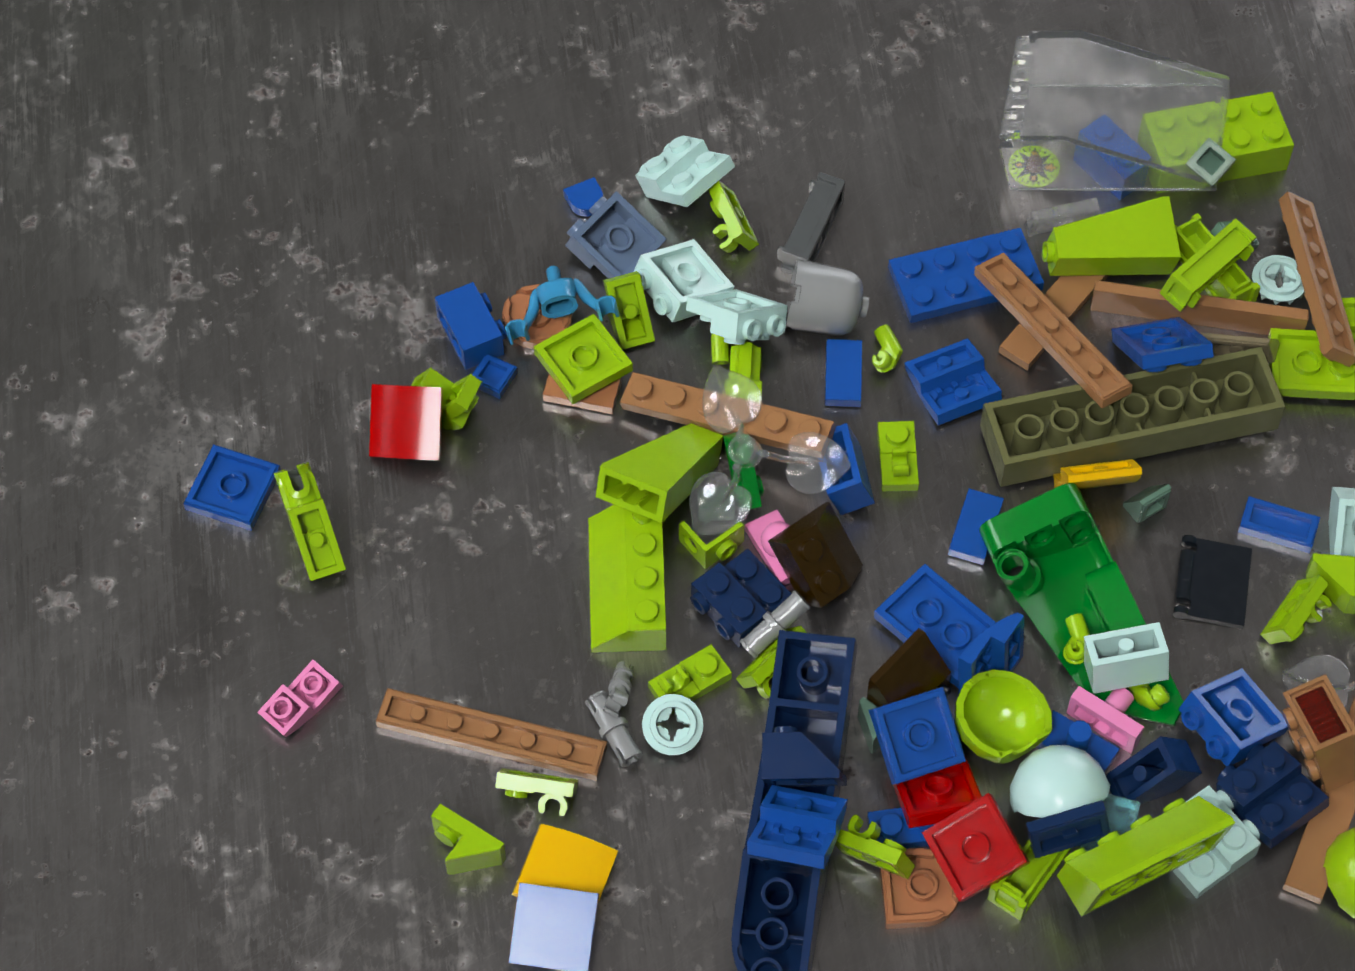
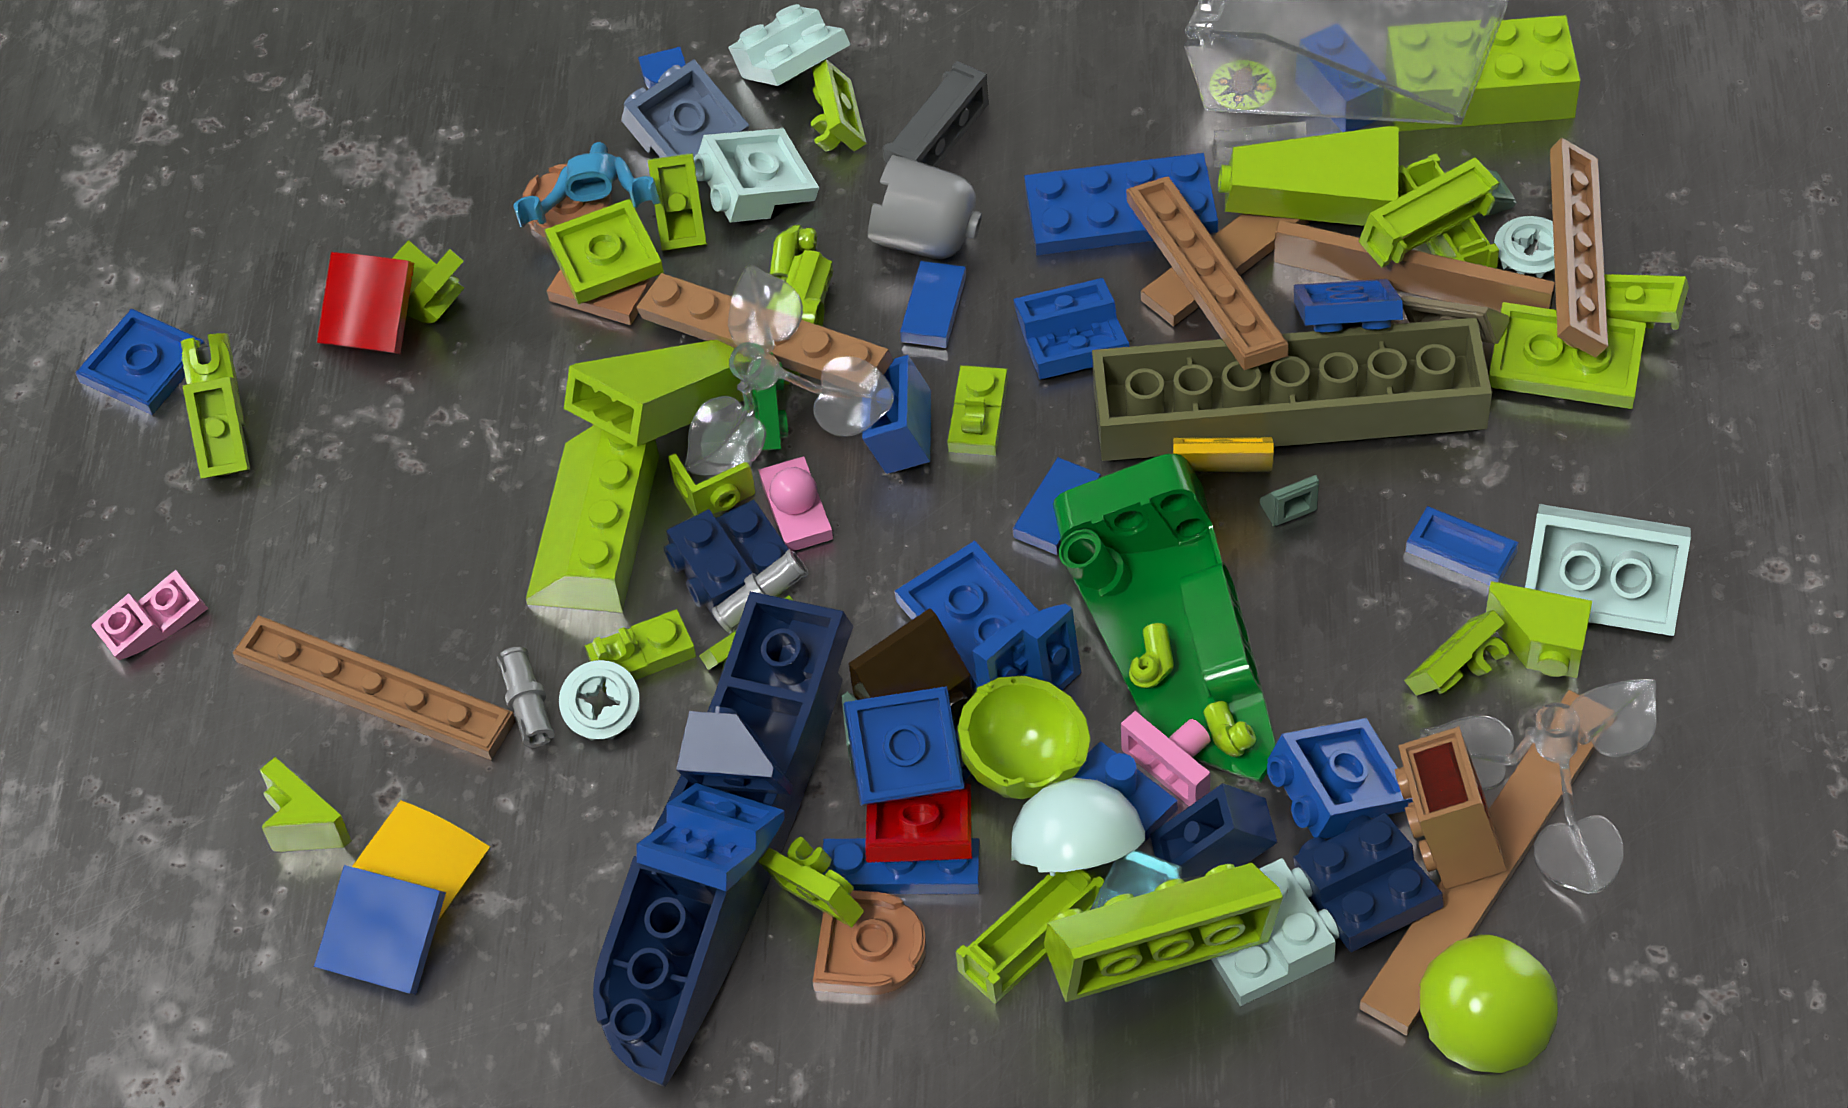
camera: 15 degrees right, 5 degrees down
(470, 325) = (479, 202): blue brick -> none
(495, 375) = (494, 265): blue tile -> none
(520, 783) = (388, 748): plate -> none
(619, 688) = (542, 648): light grey piece -> none
(739, 315) = (811, 219): light aqua plate -> none
(817, 556) = (836, 513): dark brown slope -> none
(890, 352) = (1000, 284): lime arm -> none
(975, 847) = (945, 896): red tile -> none
(1068, 829) = (1068, 879): dark blue tile -> none
(1126, 657) = (1201, 680): light aqua brick -> none
(1210, 162) = (1456, 85): sand green slope -> none
(1213, 582) = (1355, 608): black piece -> none

